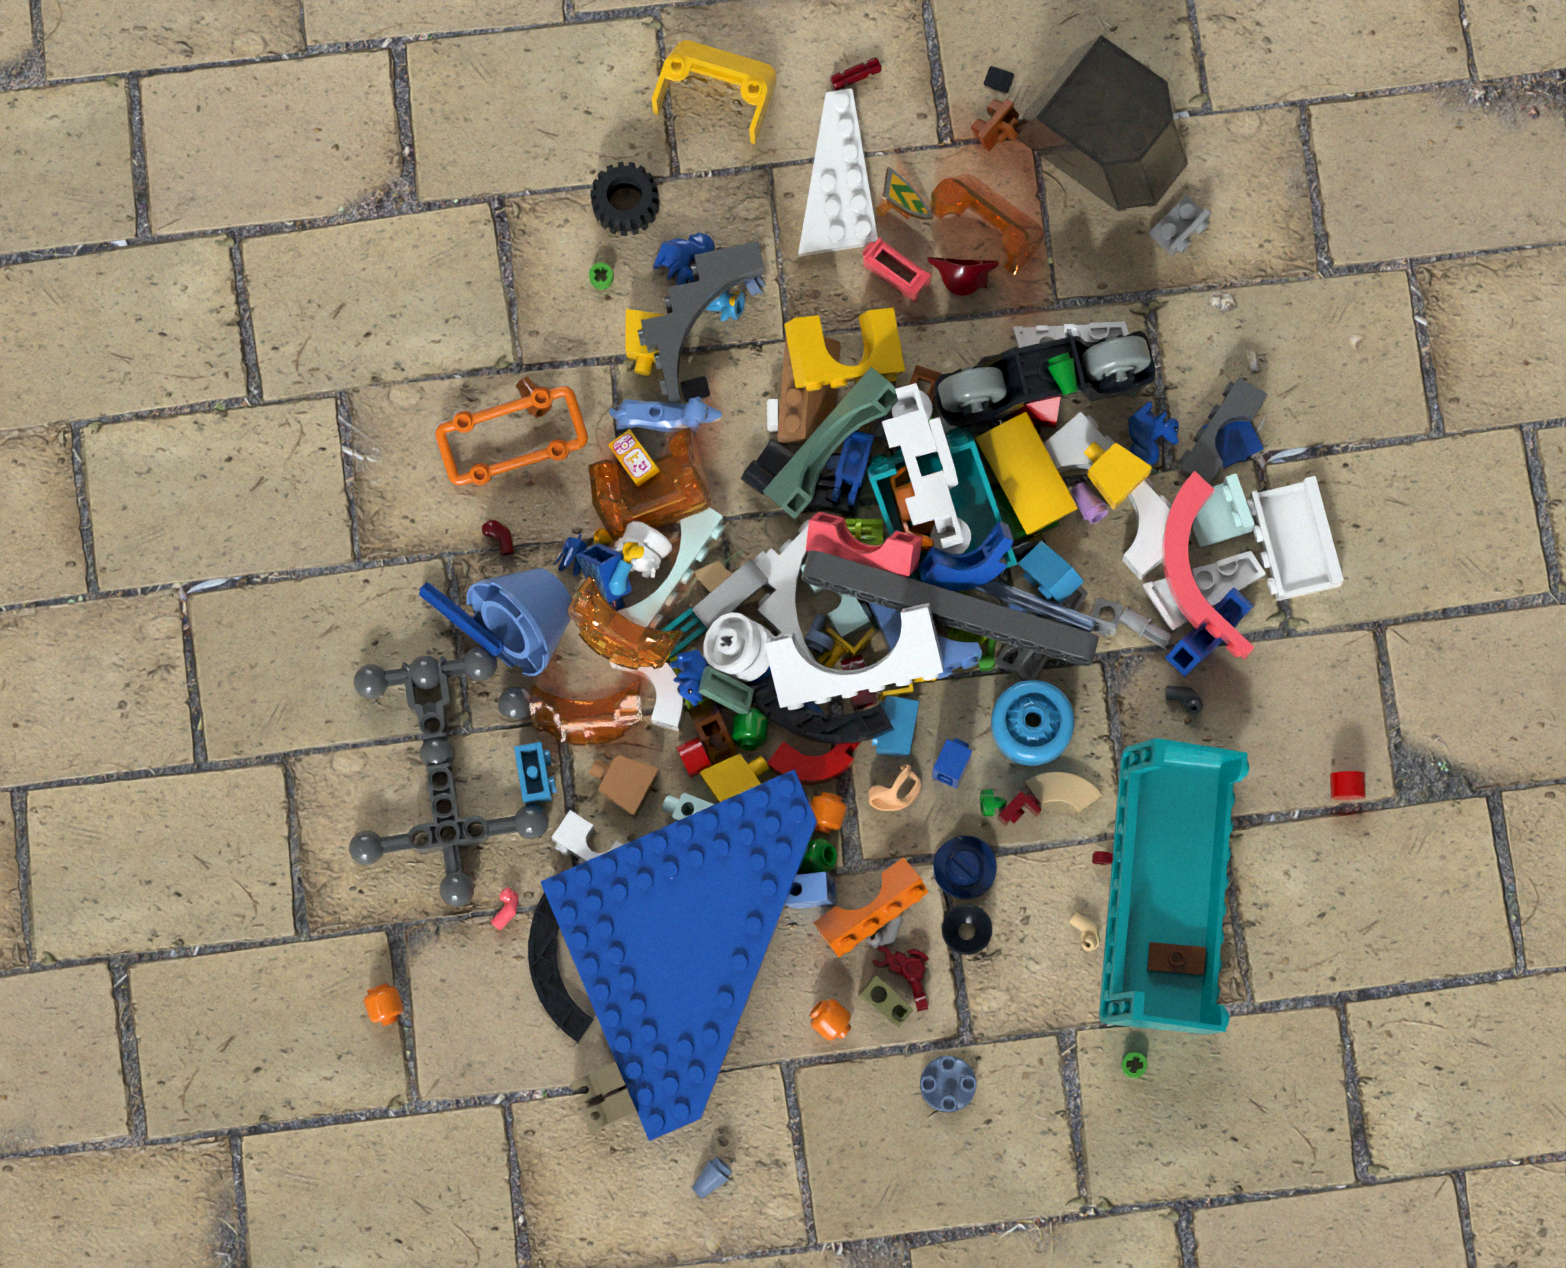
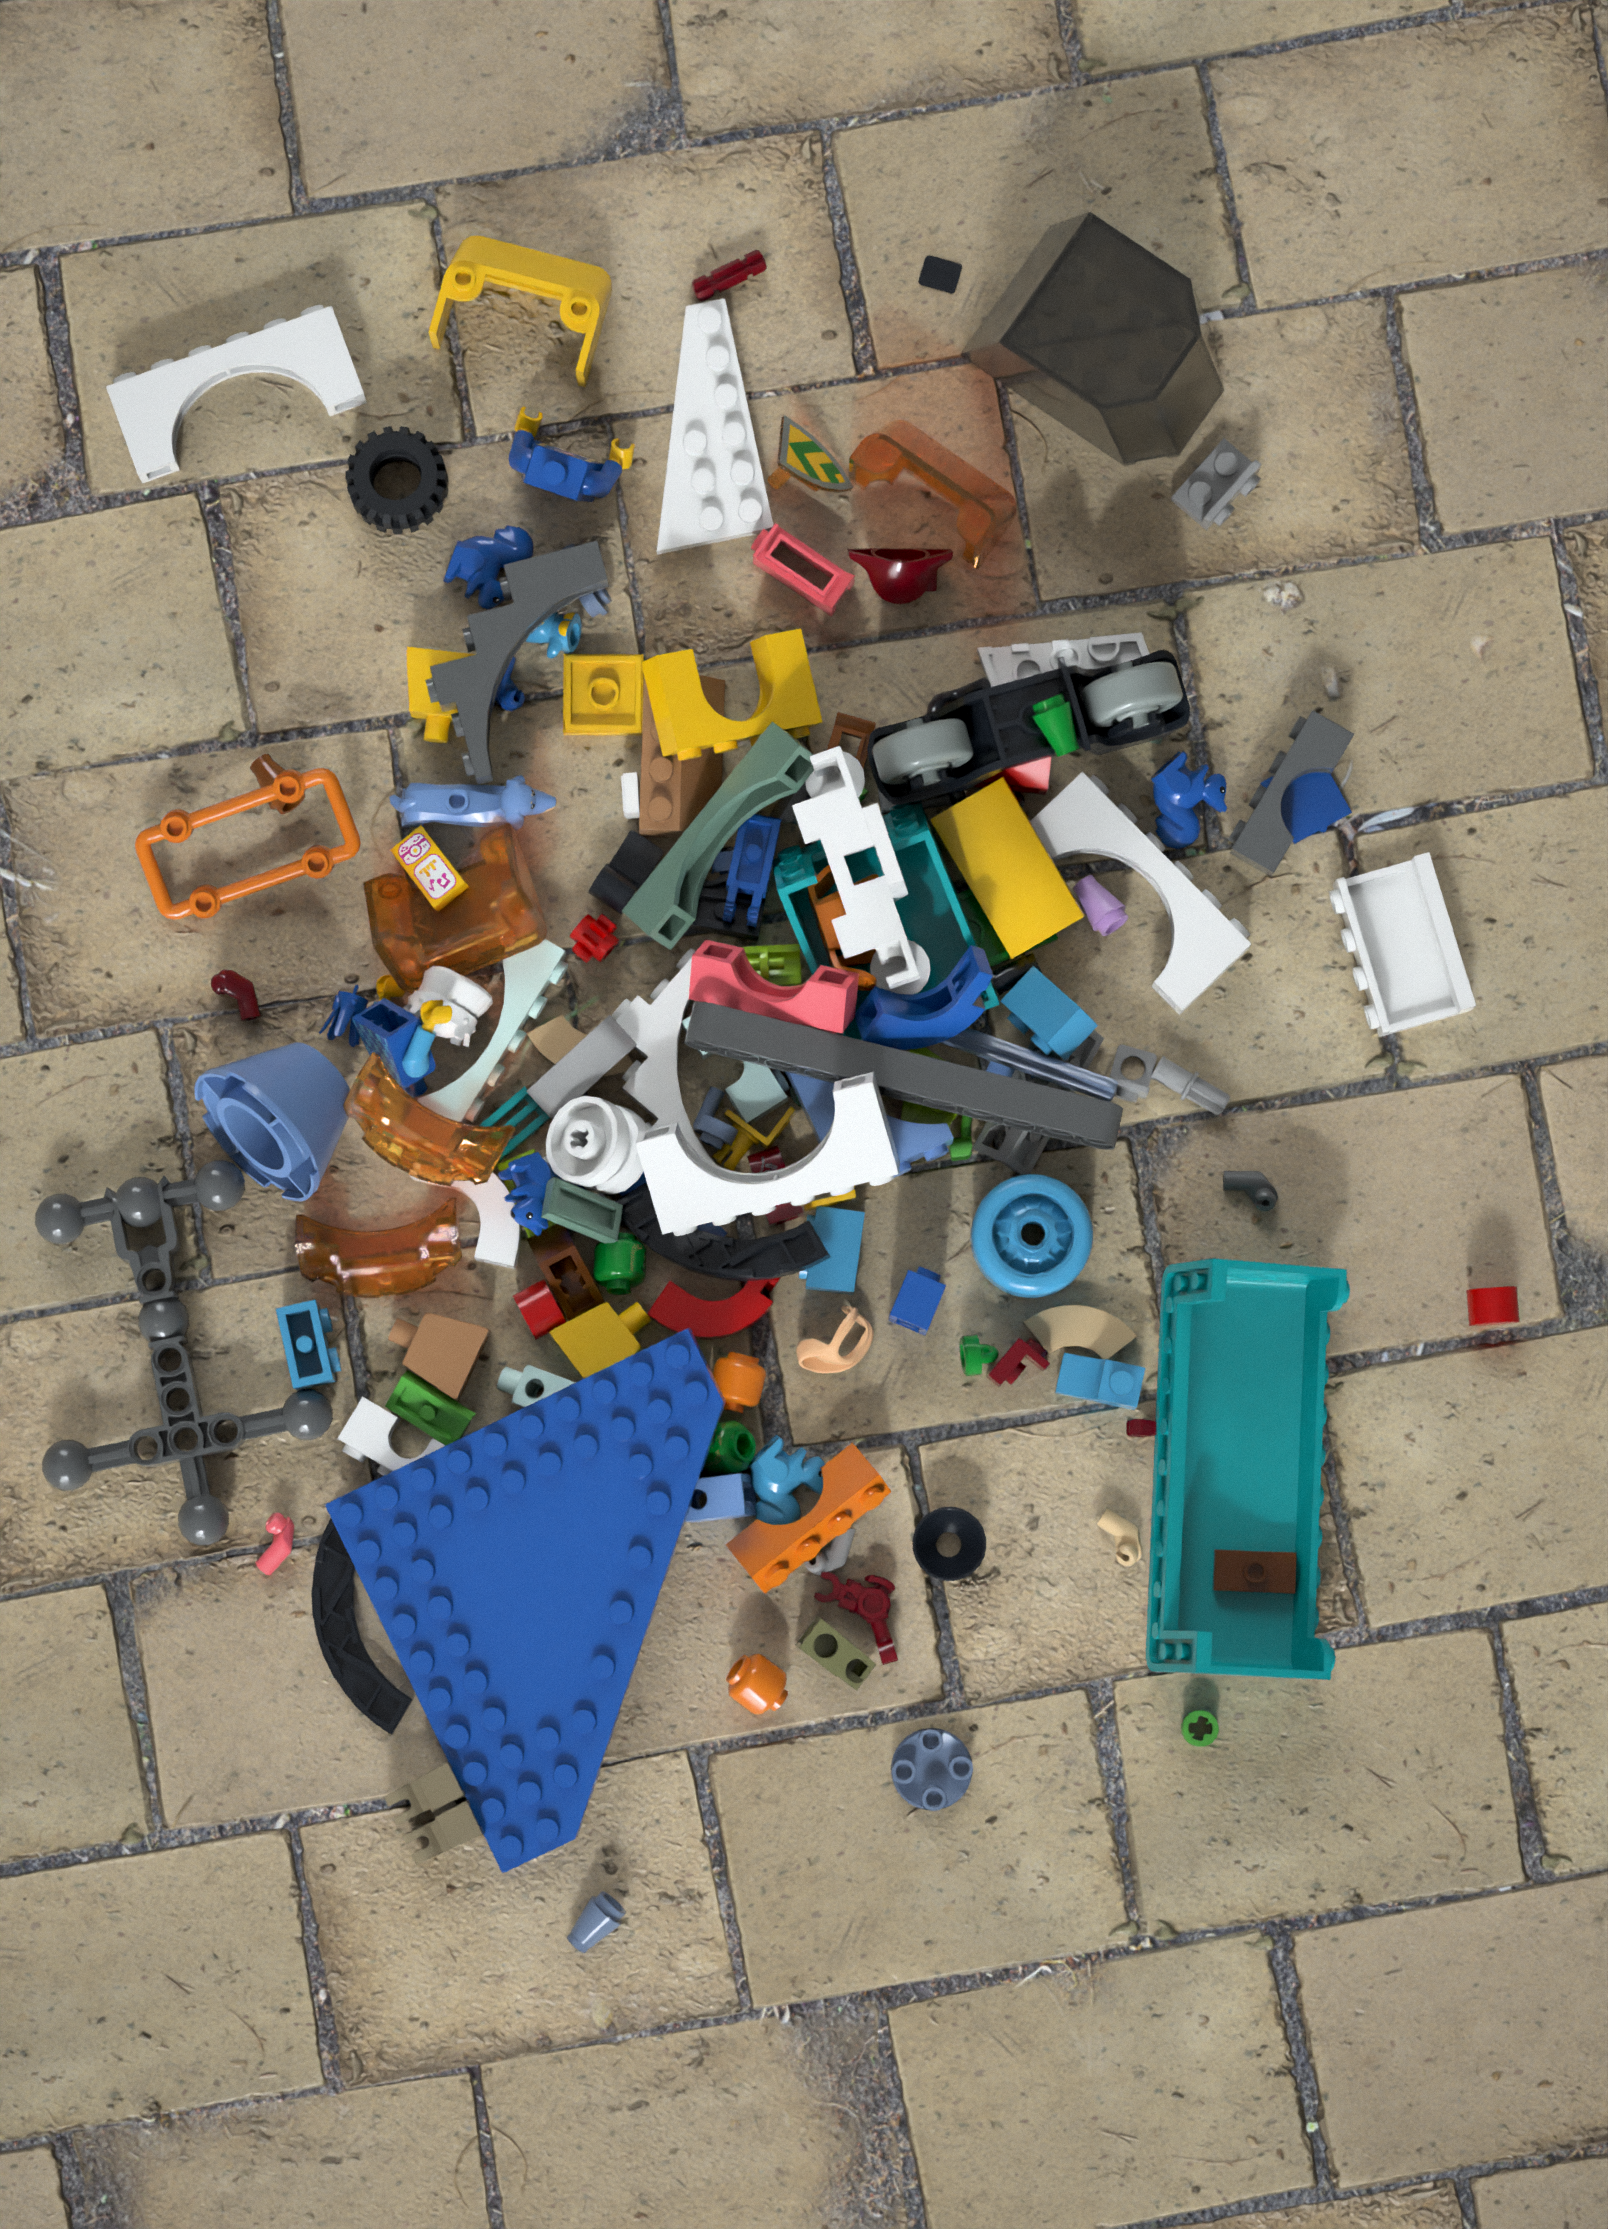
camera: 10 degrees left, 5 degrees up
(383, 1004) = (105, 1694): orange head -> none
(461, 619) = (188, 1120): blue axle -> none
(514, 703) = (273, 1241): dark grey piece -> none
(564, 109) = (156, 401): none -> white arch
(609, 275) = (379, 596): bright green bush -> none
(614, 821) = (429, 1409): none -> bright green plate
(692, 344) = (508, 695): none -> blue arm
(695, 387) = (515, 759): black sticker -> none
(736, 196) = (563, 470): none -> blue torso
(743, 509) = (594, 938): none -> red gear
(757, 348) = (603, 694): none -> yellow tile
(851, 878) = (777, 1476): none -> dark azure animal
(964, 867) = (941, 1451): dark blue hat -> none
(999, 126) = (944, 347): dark orange hips -> none
(1076, 824) = (1100, 1380): none -> dark azure arch
(1115, 472) = (1137, 861): yellow torso -> none
(1177, 568) = (1234, 1000): coral arch -> none
(1200, 643) = (1283, 1091): blue arch -> none
(1213, 582) = (1261, 1029): white wing -> none
(1223, 515) = (1289, 911): light aqua bracket -> none

